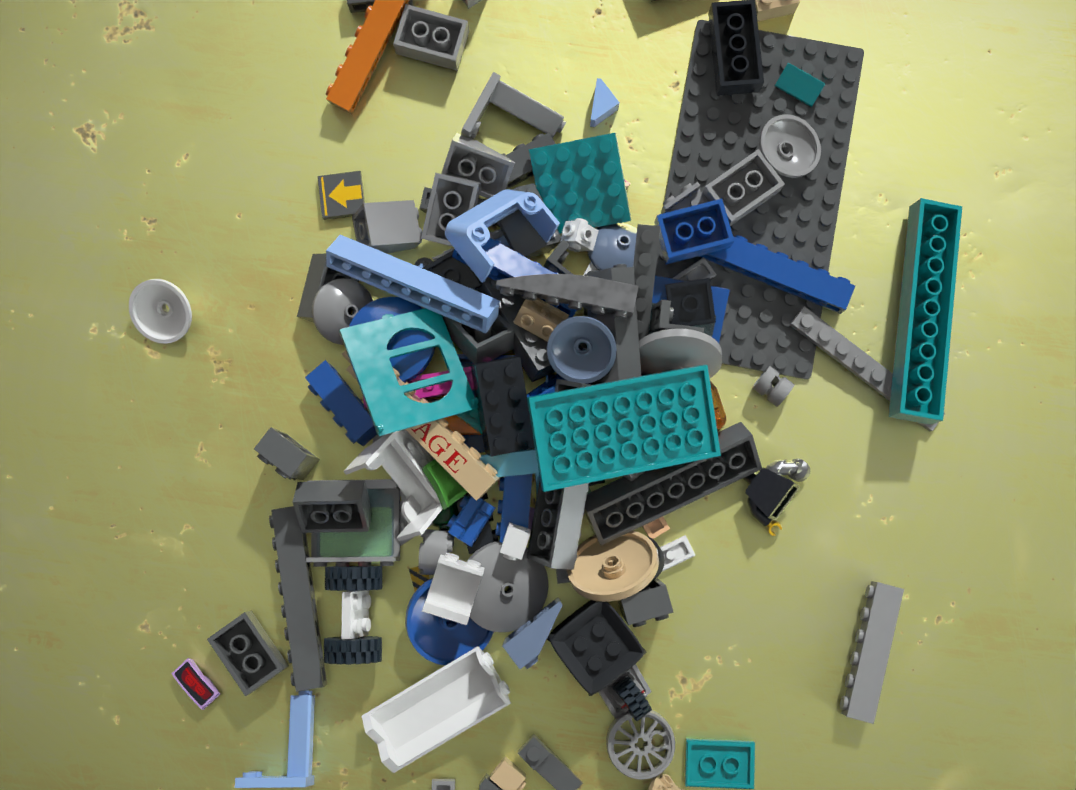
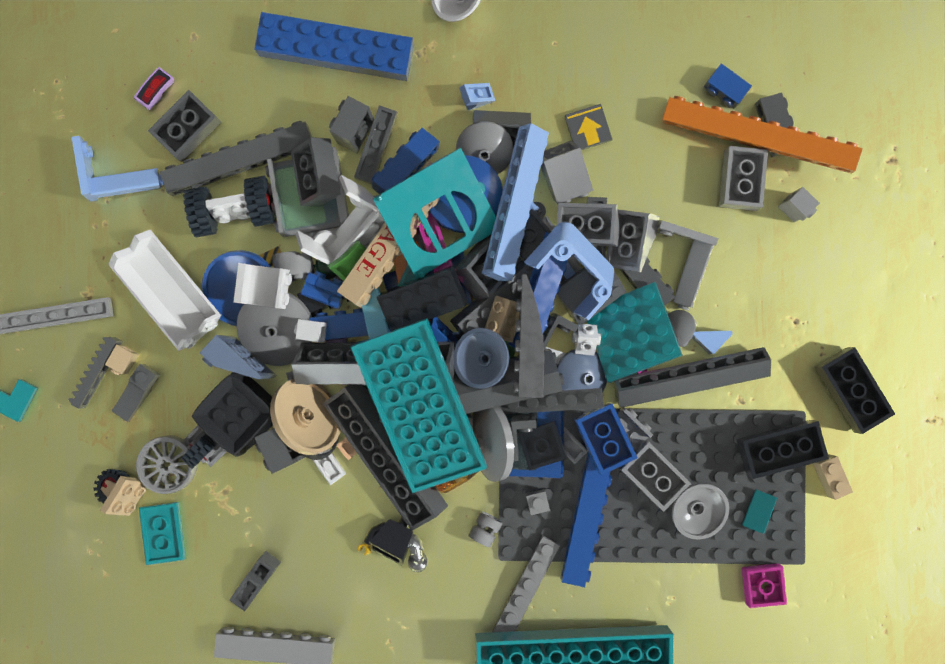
camera: 80 degrees right, 5 degrees up
(191, 463) = (334, 46): none -> blue brick
(280, 311) = (476, 95): none -> light blue slope
(314, 434) = (376, 144): none -> dark grey gear
(326, 37) = (727, 86): none -> blue brick
(582, 127) = (683, 326): none -> light grey dish
(641, 130) = (693, 377): none -> dark grey brick
(751, 322) = (537, 502): none -> light grey brick
(792, 661) = (255, 580): none -> dark grey slope
(890, 85) = (774, 592): none -> dark pink brick

